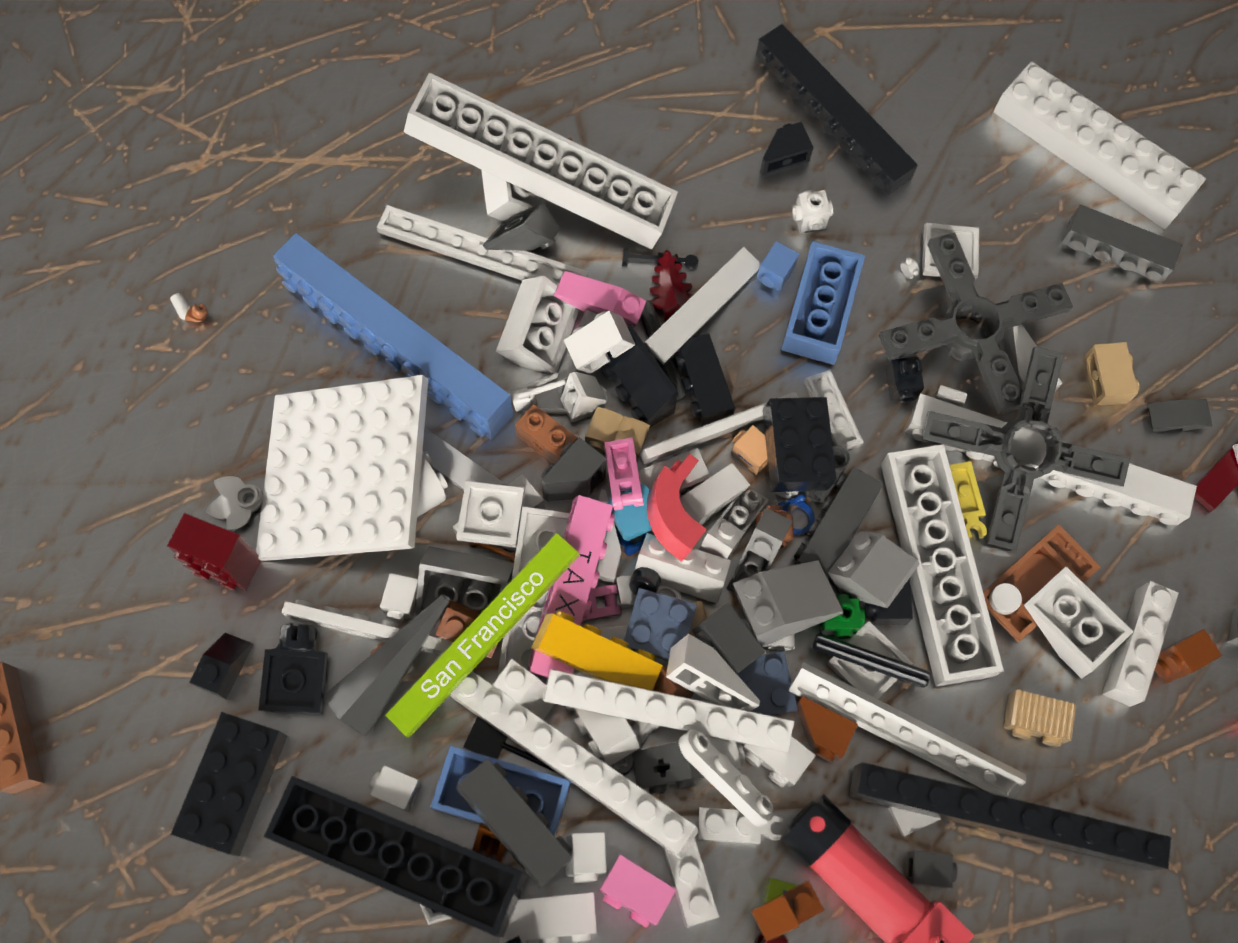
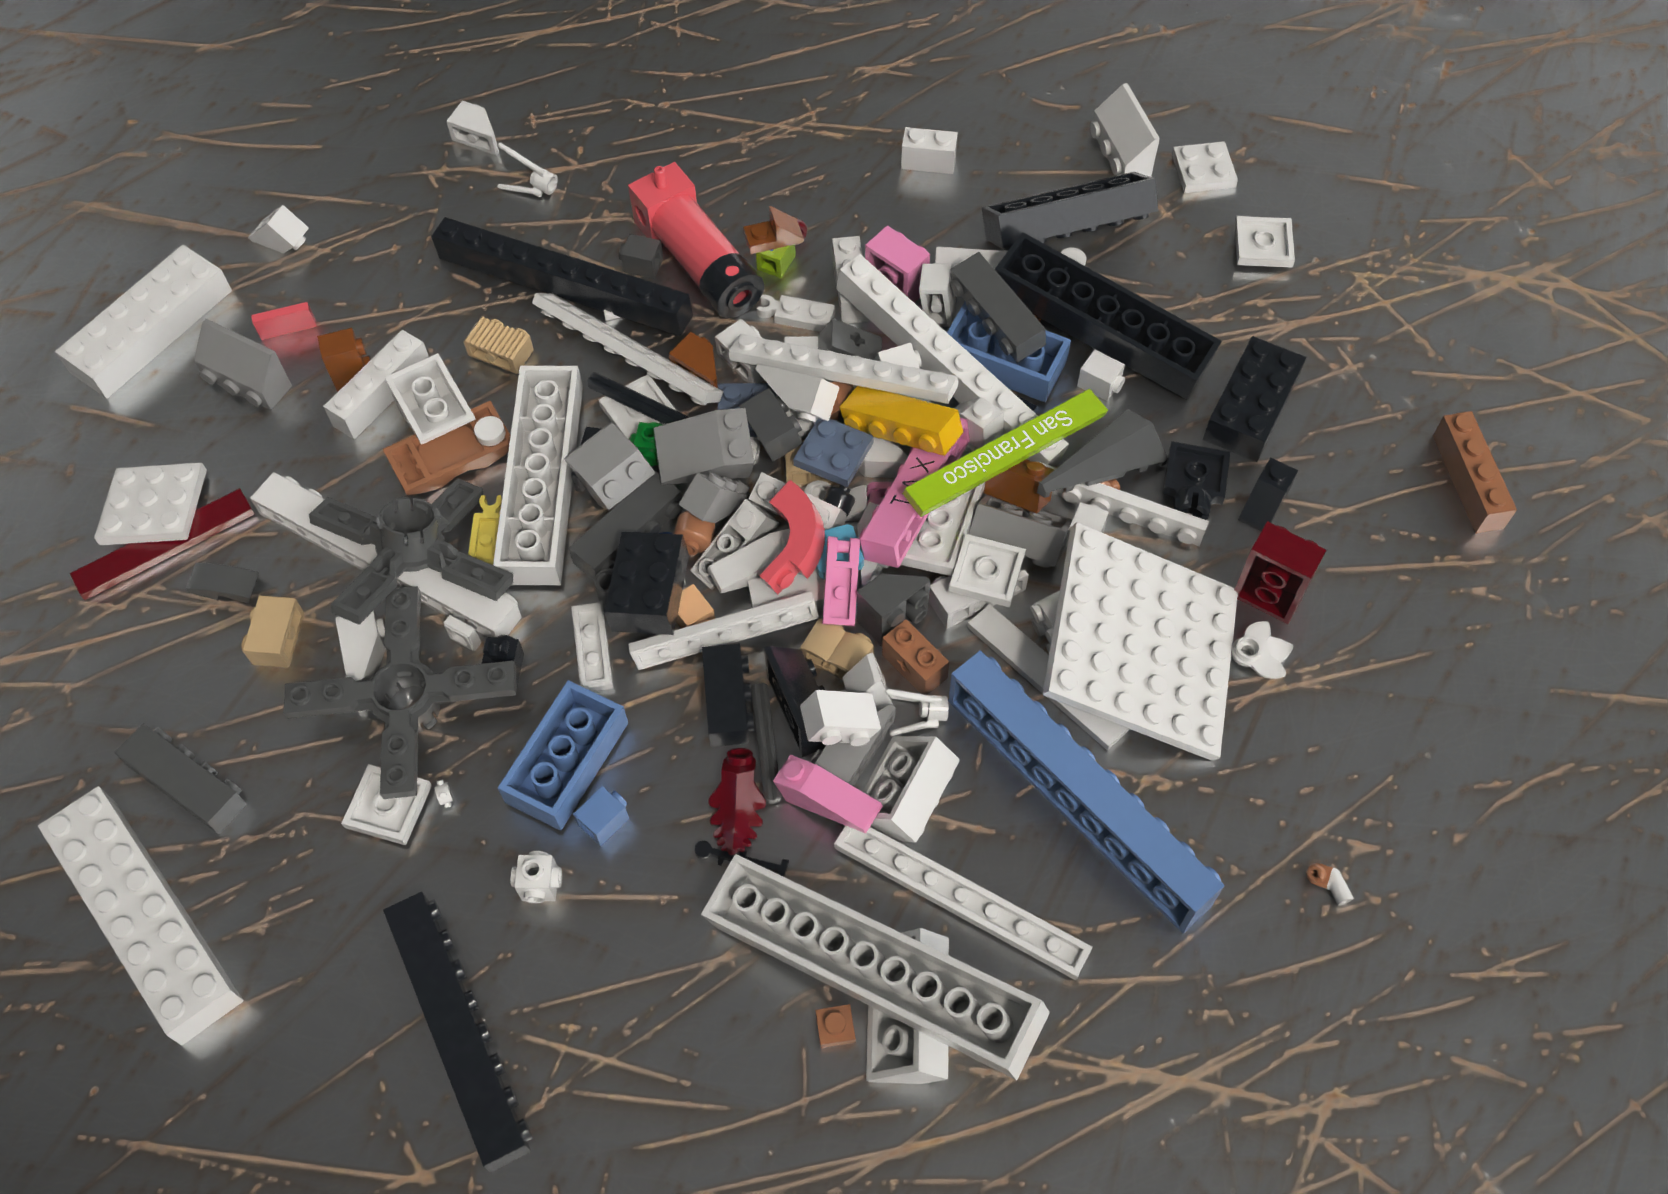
camera: 165 degrees left, 10 degrees down
(525, 231) = (908, 897): dark grey slope -> none
(702, 306) = (704, 770): white tile -> none
(726, 777) = (802, 322): white plate -> none
(787, 149) = (540, 976): black slope -> none

